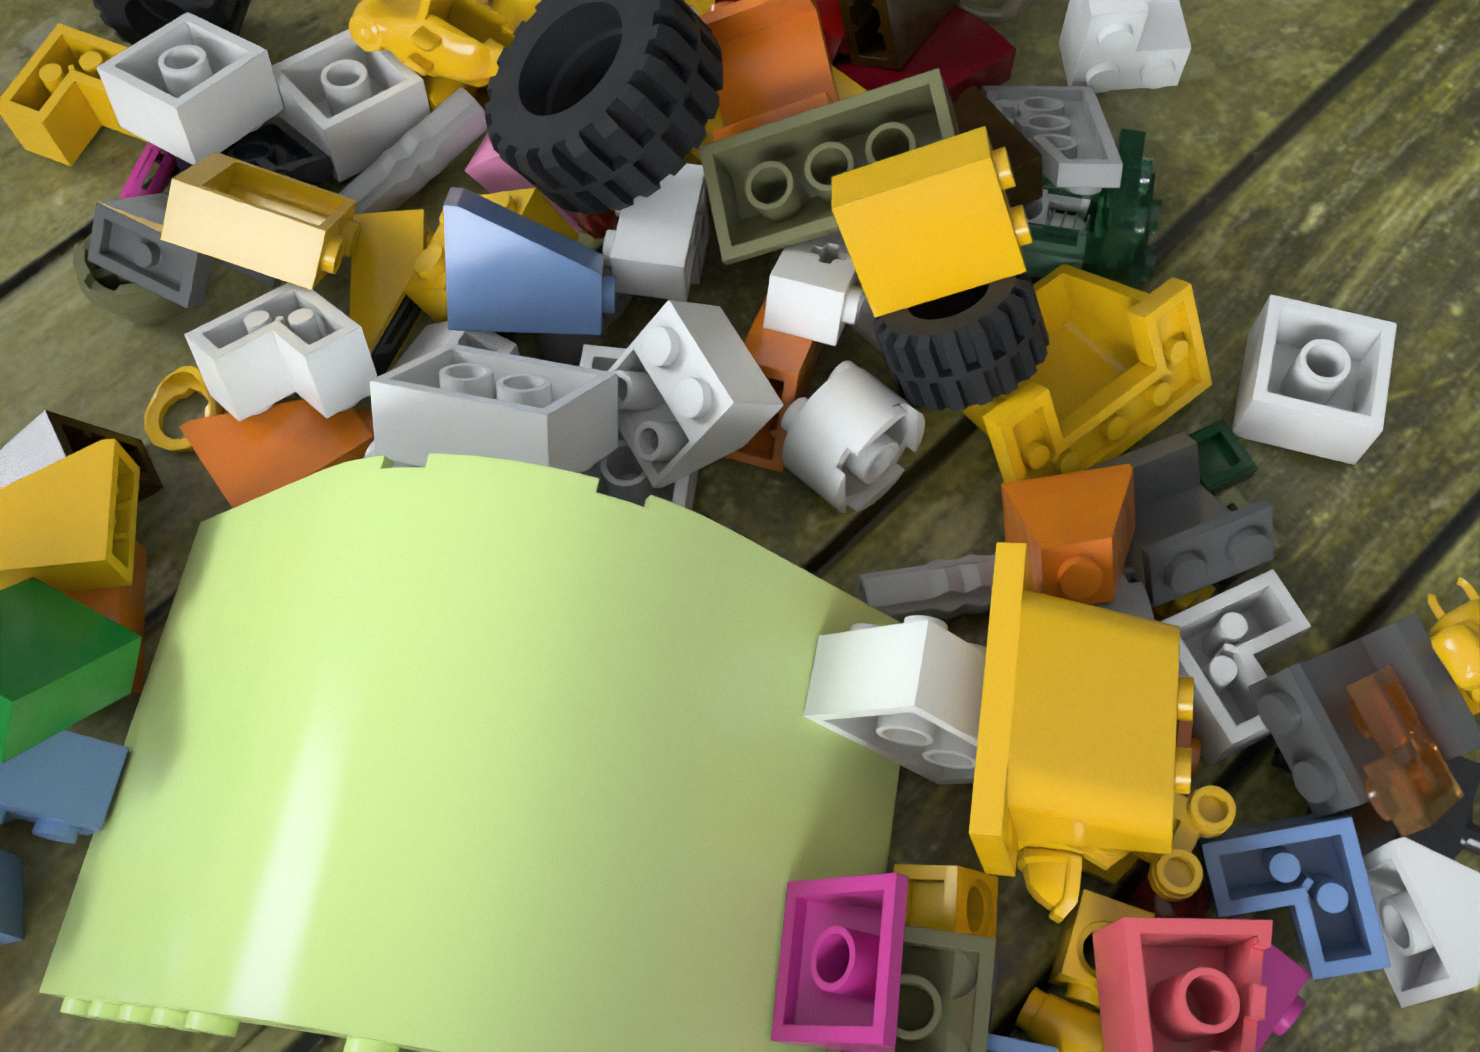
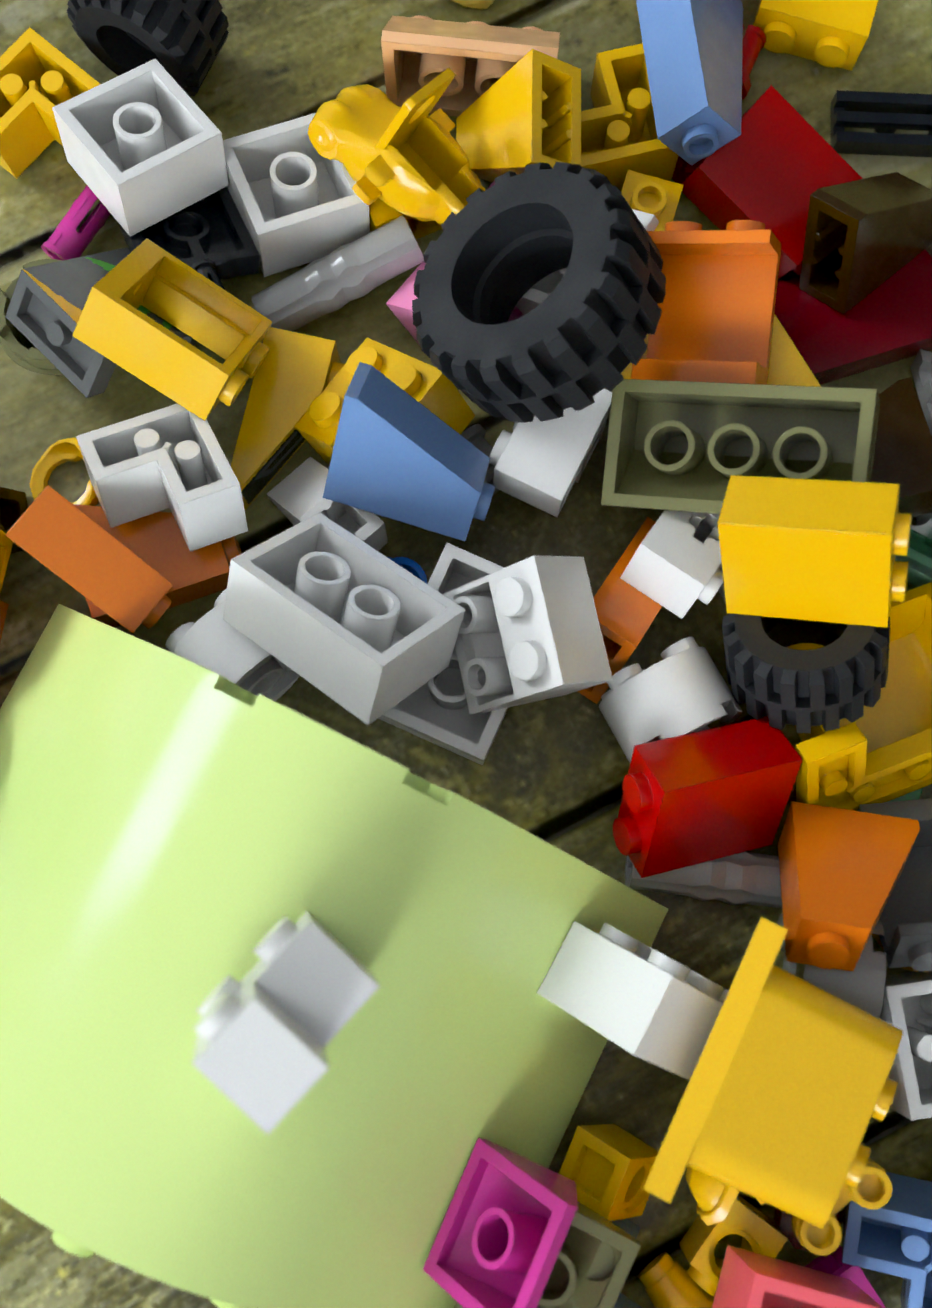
camera: 15 degrees right, 15 degrees up
(215, 442) = (91, 561): none -> orange slope
(528, 713) = (269, 1031): none -> white brick
(912, 499) = (704, 795): none -> red brick

